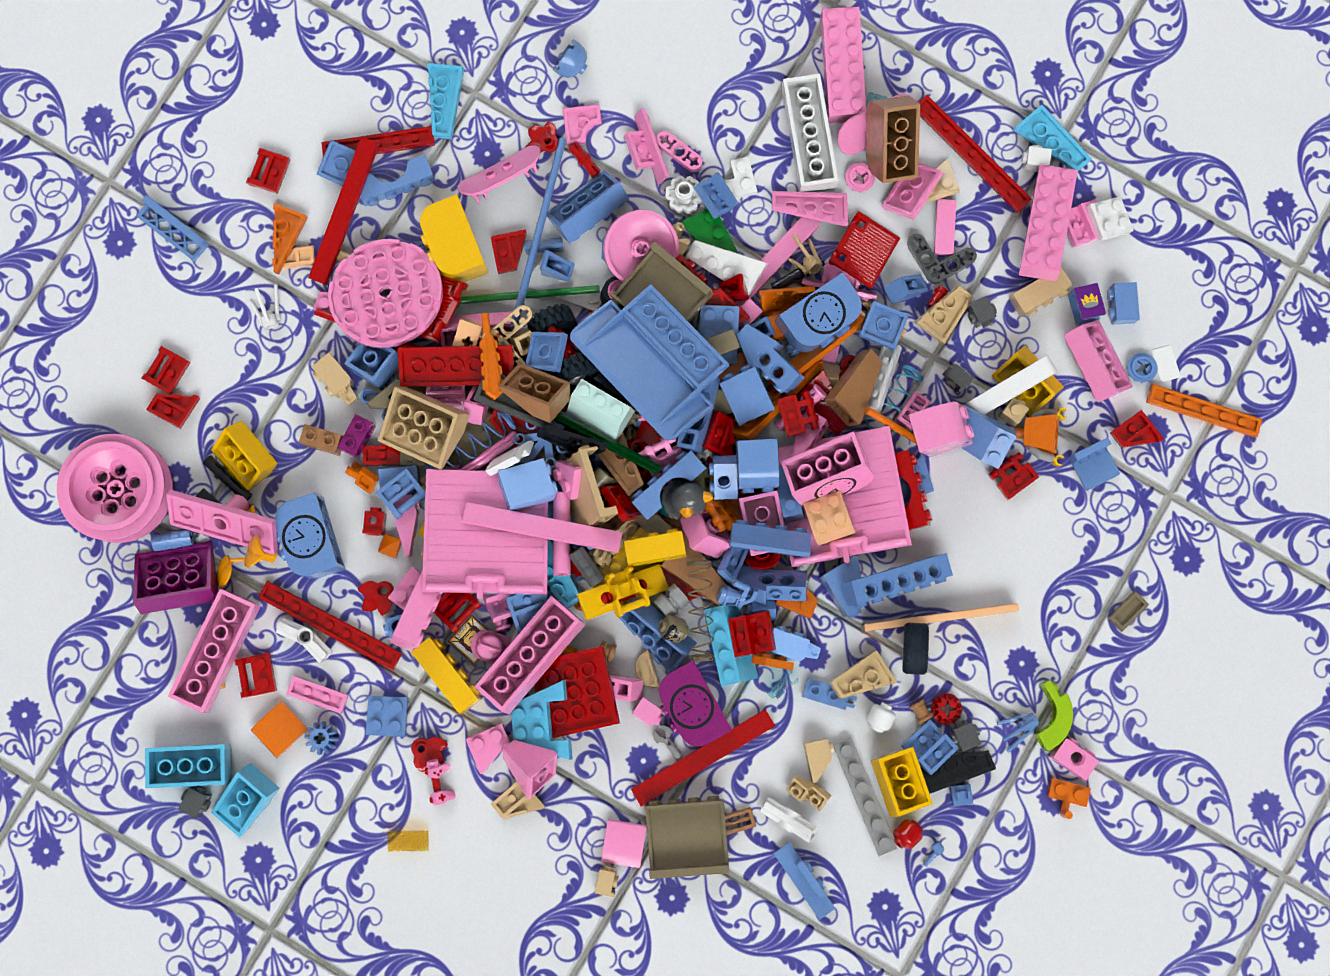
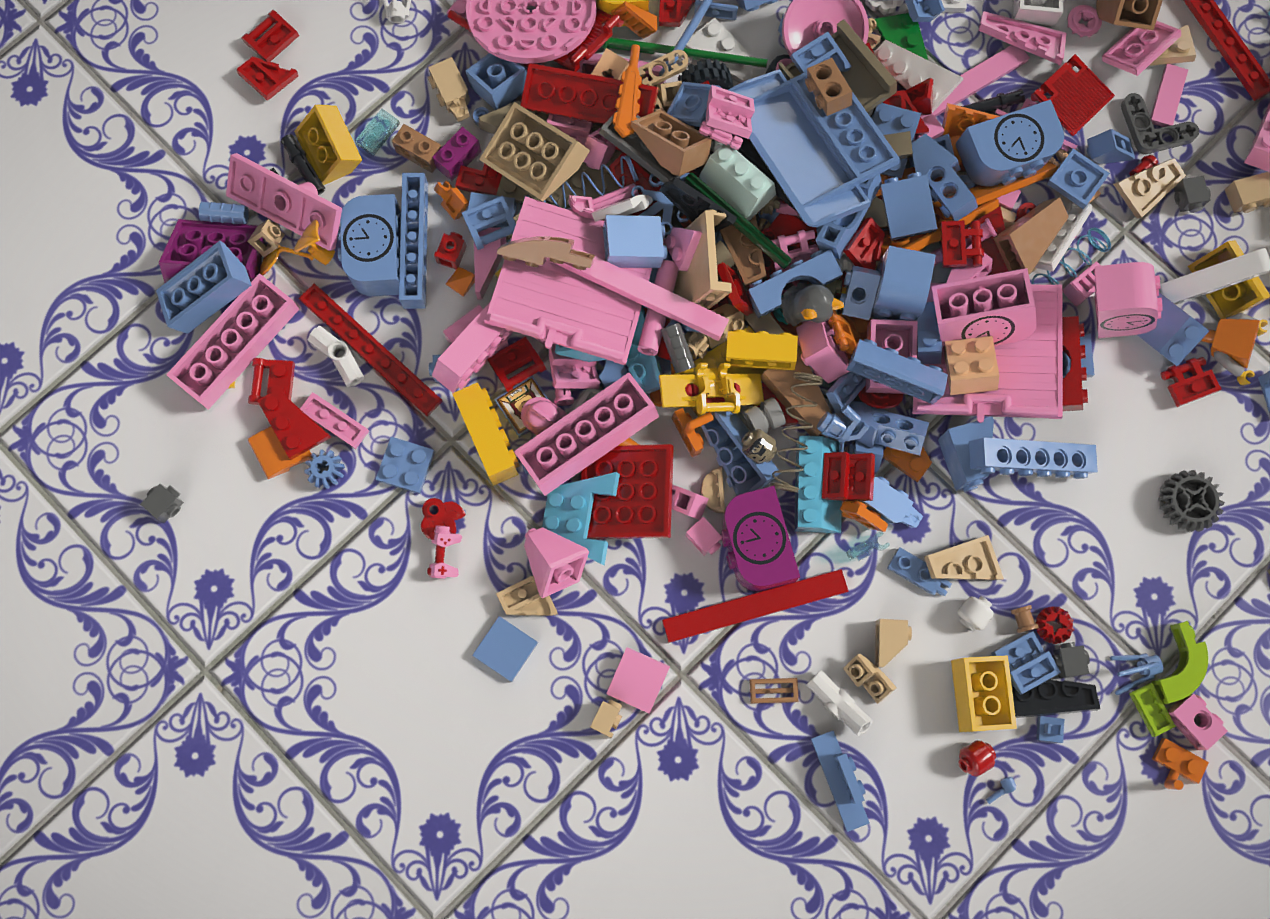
camera: 15 degrees right, 5 degrees down
(81, 483) = (143, 126): bright pink wheel -> none
(176, 614) = (202, 288): none -> medium blue slope
(187, 765) = (166, 459): medium azure brick -> none
(218, 549) = (271, 233): none -> tan brick
(244, 799) = (218, 514): medium azure slope -> none
(283, 433) = (377, 132): none -> clear light blue plate
(284, 710) = (291, 425): none -> red wing
(341, 523) = (413, 241): none -> medium blue brick
(374, 597) = (427, 331): red plate -> none
(407, 840) = (389, 611): clear yellow slope -> none
(449, 517) = (537, 249): none -> medium nougat slope
(475, 463) = (582, 205): none -> bright pink tile
(480, 277) = (637, 19): none -> orange slope
(487, 746) = (509, 528): bright pink wing -> none
(510, 846) = (505, 649): none -> medium blue tile
(524, 607) = (595, 377): medium blue wing -> none
(556, 267) = (725, 28): medium blue slope -> none
(575, 377) = (721, 136): none -> bright pink axle
(578, 355) = (729, 112): none -> bright pink slope
(609, 650) = (678, 457): medium nougat wheel -> none
(612, 624) = (686, 427): none -> orange plate
(642, 276) = (819, 51): none -> medium blue wing
(658, 310) = (828, 81): none -> medium nougat brick
(667, 741) = (718, 577): light grey bar -> none
(687, 837) = (714, 691): dark tan panel -> none
(811, 263) = (1011, 90): tan plant -> none
(865, 796) = (934, 702): light grey plate -> none
(887, 422) = (1067, 290): orange bar -> none
(915, 648) = (1036, 543): black wheel -> none
(941, 617) = (1071, 517): light nougat tile -> none
(957, 378) = (1150, 254): dark grey brick -> none
(1013, 411) = (1207, 309): tan brick -> none
(1026, 574) = (1207, 510): none -> dark grey gear
(1038, 757) = (1152, 709): none -> lime plate

